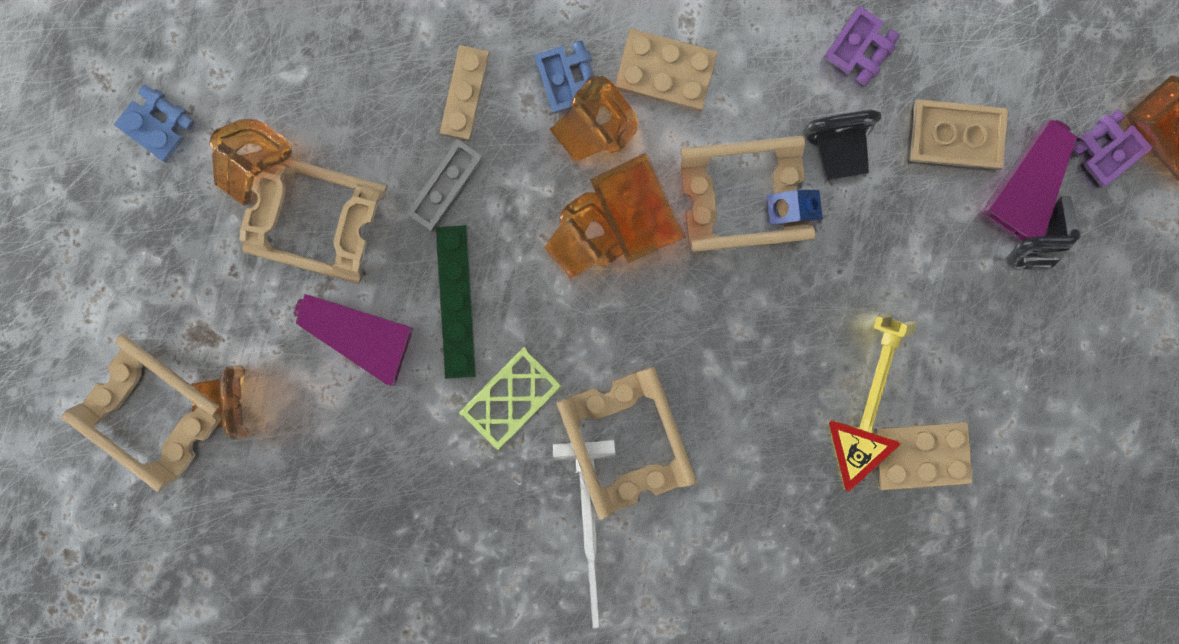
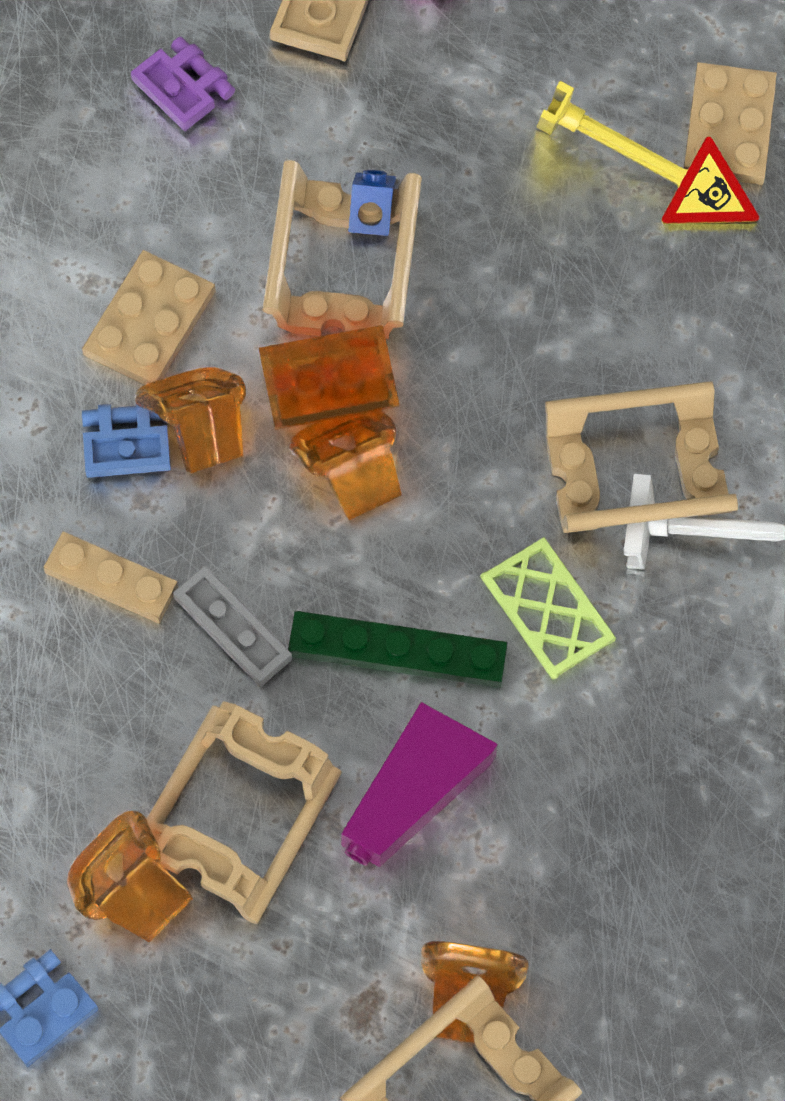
camera: 75 degrees left, 20 degrees down
(843, 152) = (303, 129): black piece -> none

